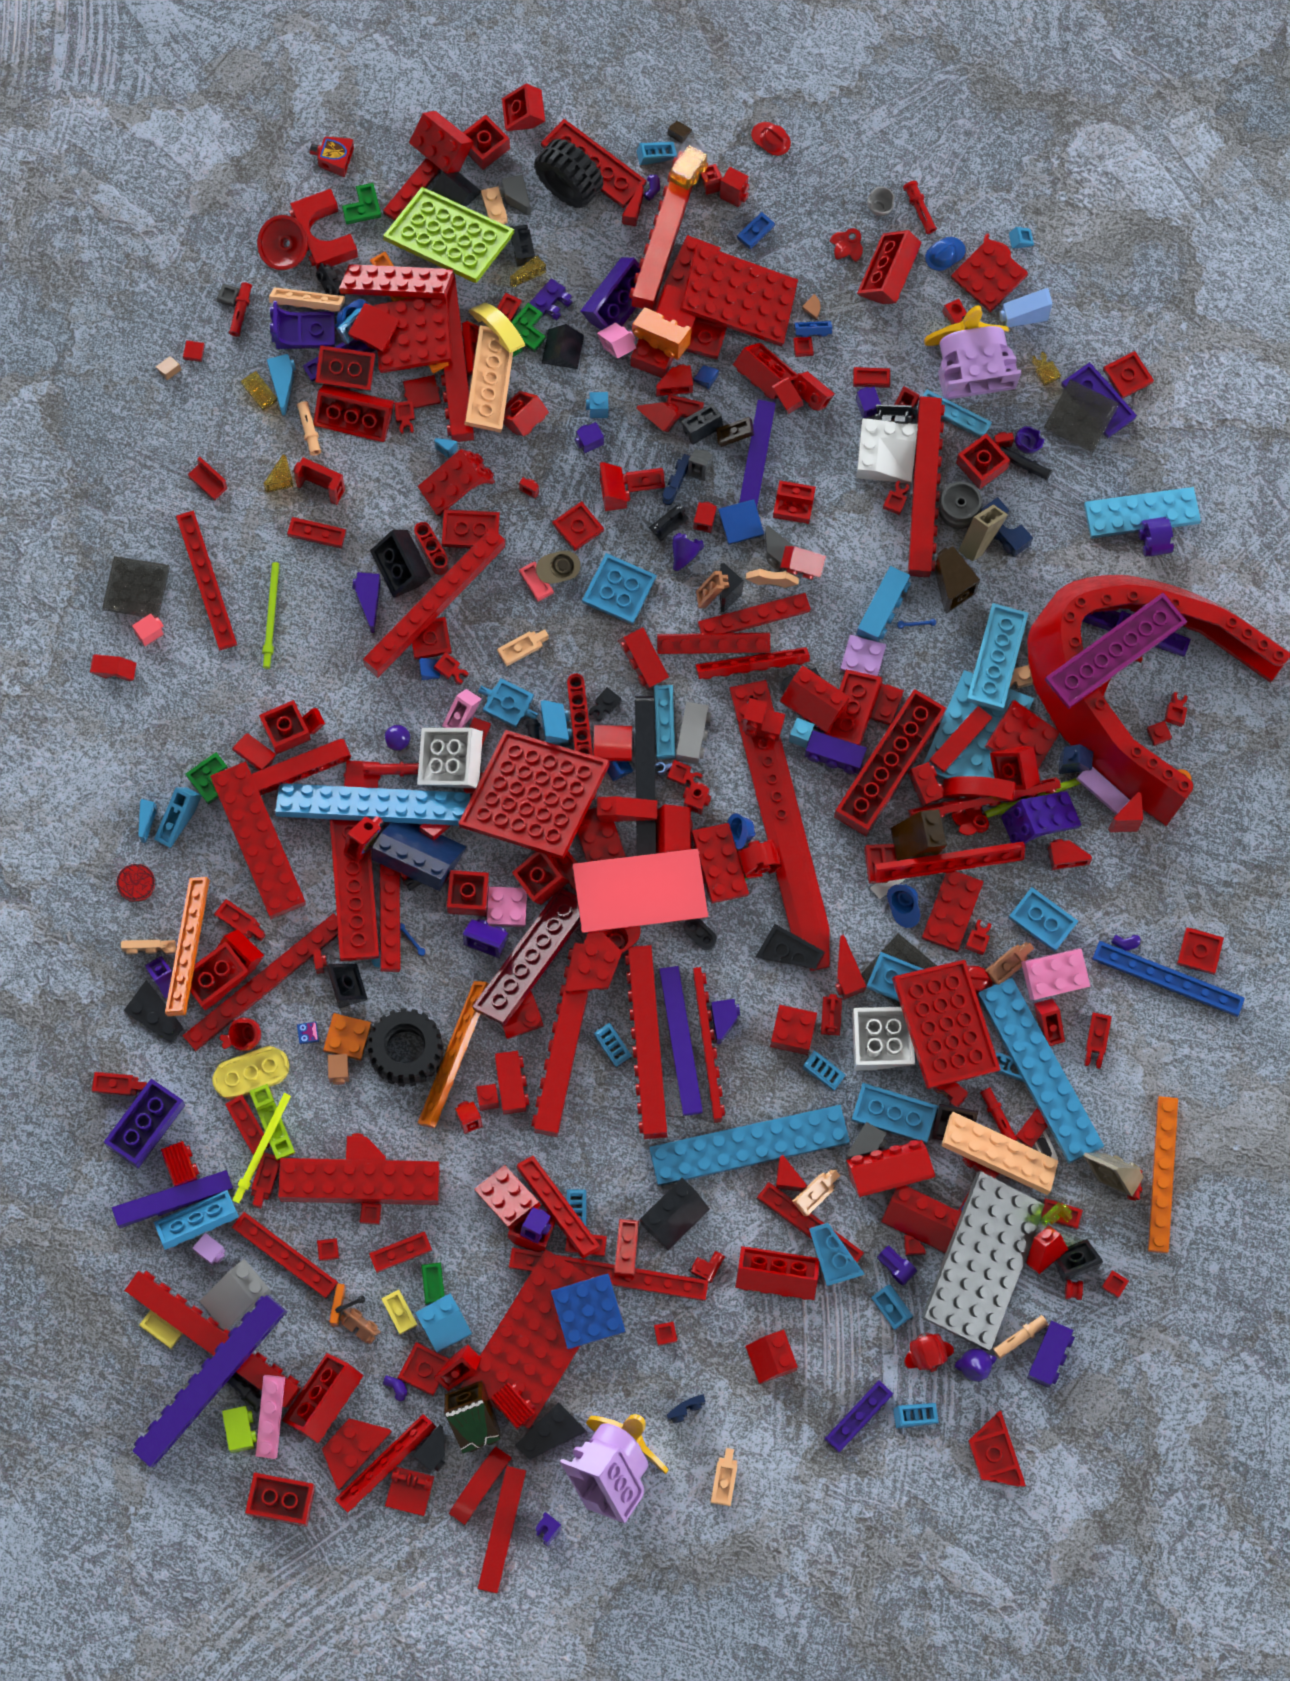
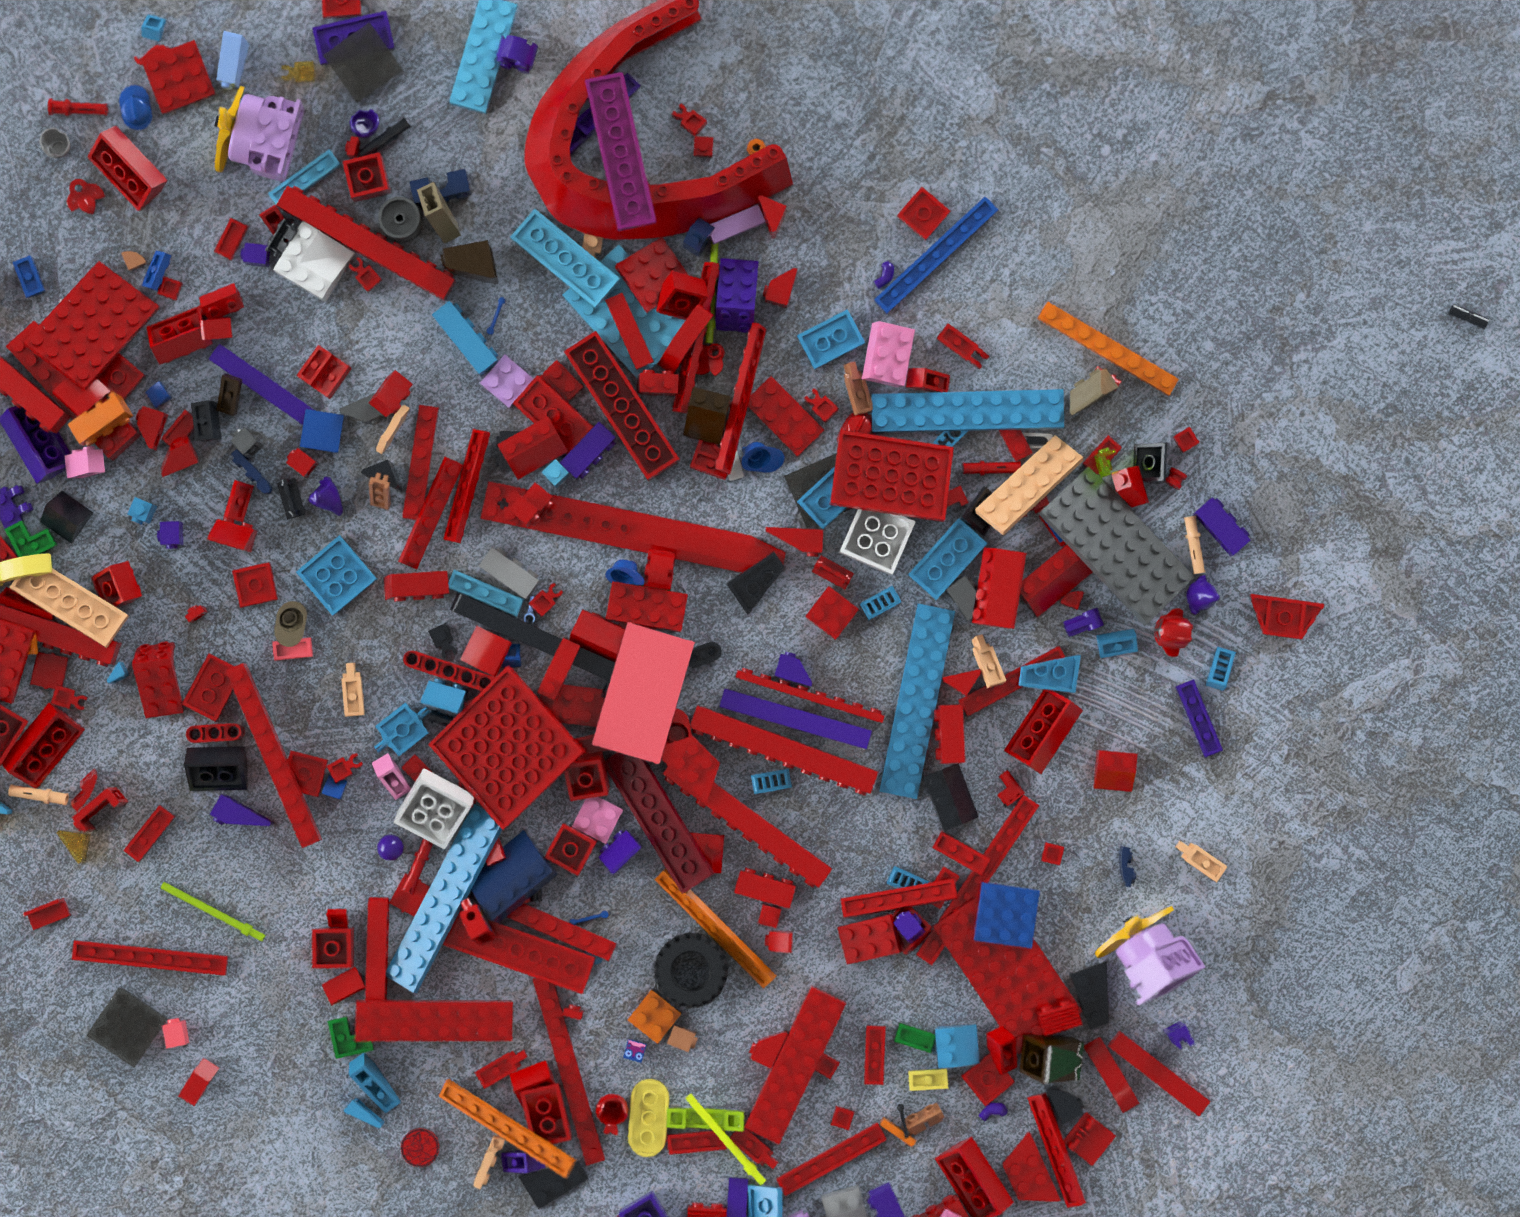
camera: 60 degrees left, 15 degrees up
(335, 462) = (87, 785): none -> red slope
(346, 984) = (605, 996): black slope -> none
(697, 797) = (577, 605): red brick -> none
(733, 1184) = (950, 734): none -> red brick
(954, 311) = (204, 128): red leg -> none

